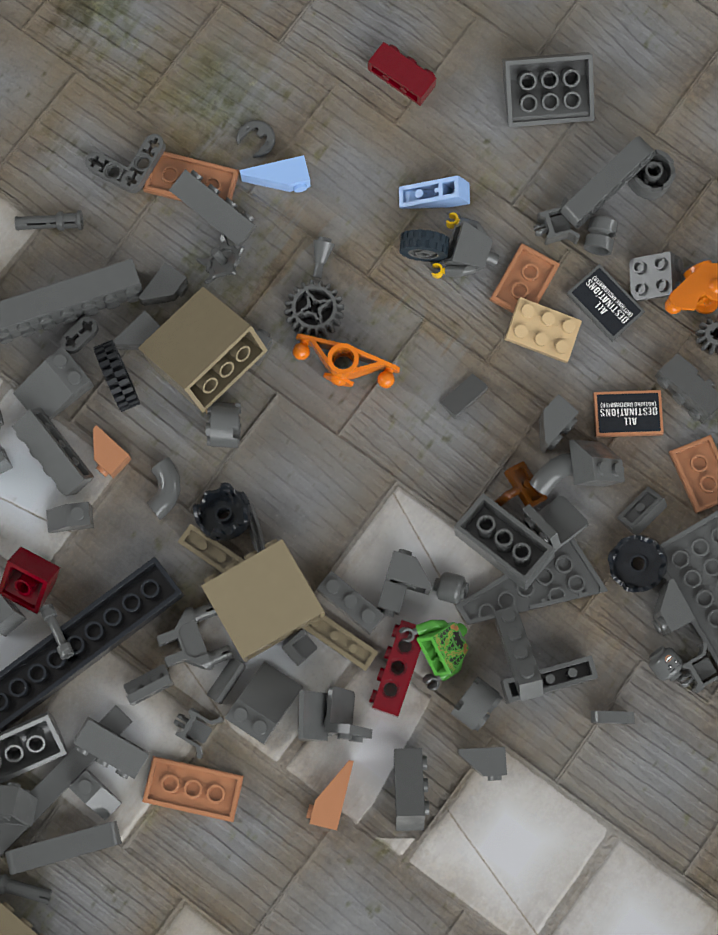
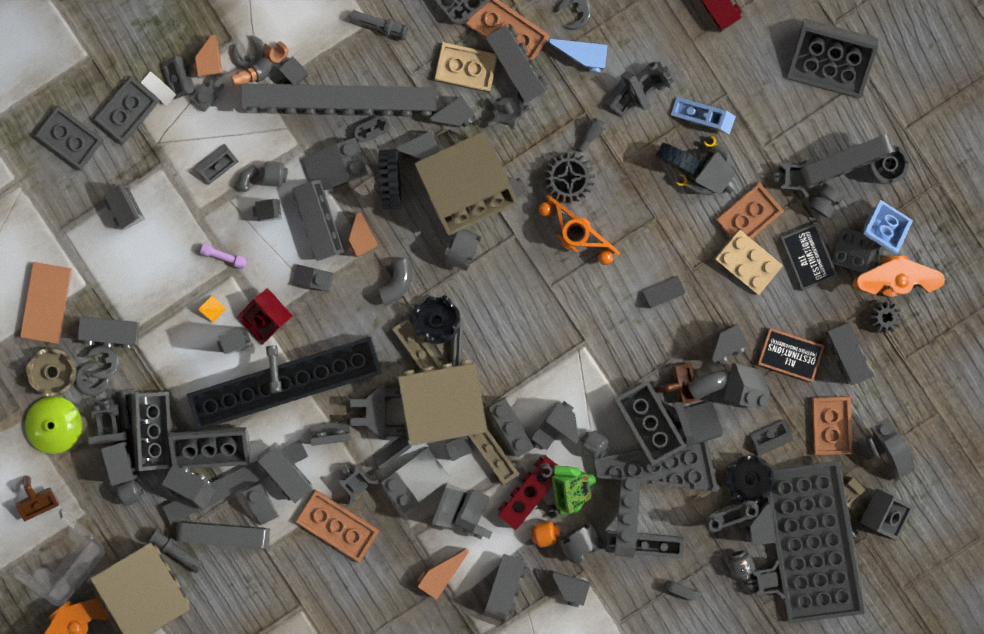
camera: 25 degrees right, 10 degrees up
(160, 234) = (466, 67): none -> tan tile
(342, 203) = (619, 99): none -> dark grey slope
(372, 170) = (638, 92): none -> dark grey tile
(432, 709) = (545, 534): none -> orange head
(634, 608) = (730, 515): none -> dark grey connector
(677, 235) = (887, 226): none -> light blue slope

